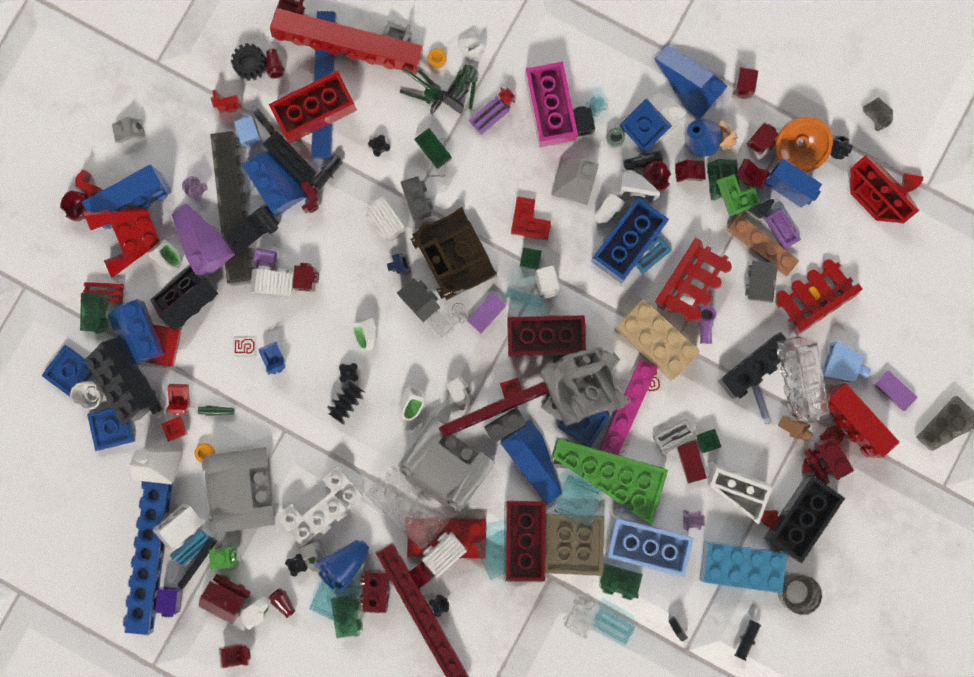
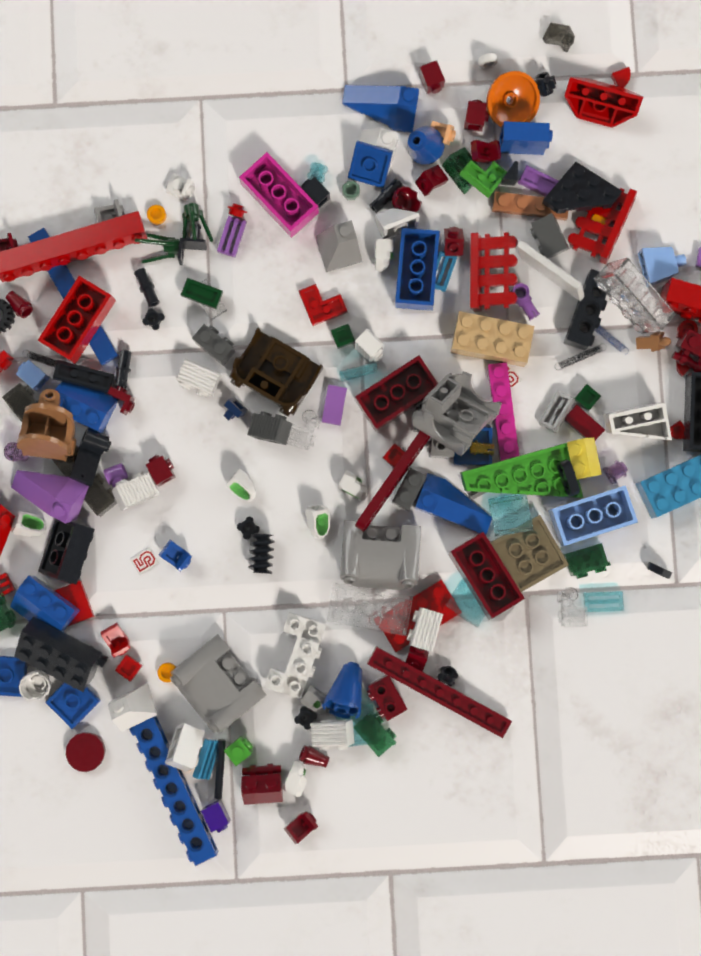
camera: 30 degrees left, 0 degrees up
(94, 477) = (85, 751): none -> dark red tile
(215, 410) = (153, 631): dark green animal -> none
(229, 185) = (47, 429): none -> medium nougat animal
(310, 593) = (332, 733): none -> white brick
(390, 115) = (146, 287): none -> black pin
(589, 428) = (480, 448): none -> clear yellow pin
(648, 500) = (568, 477): none -> black beam
(672, 492) = (584, 458): none -> light yellow brick
(676, 235) = (453, 241): none -> dark red bracket
(726, 403) = (581, 356): none -> black piece
(744, 312) = (551, 270): none -> white tile
(802, 97) = (487, 60): none -> white tile
(813, 259) = (581, 191): none -> black plate

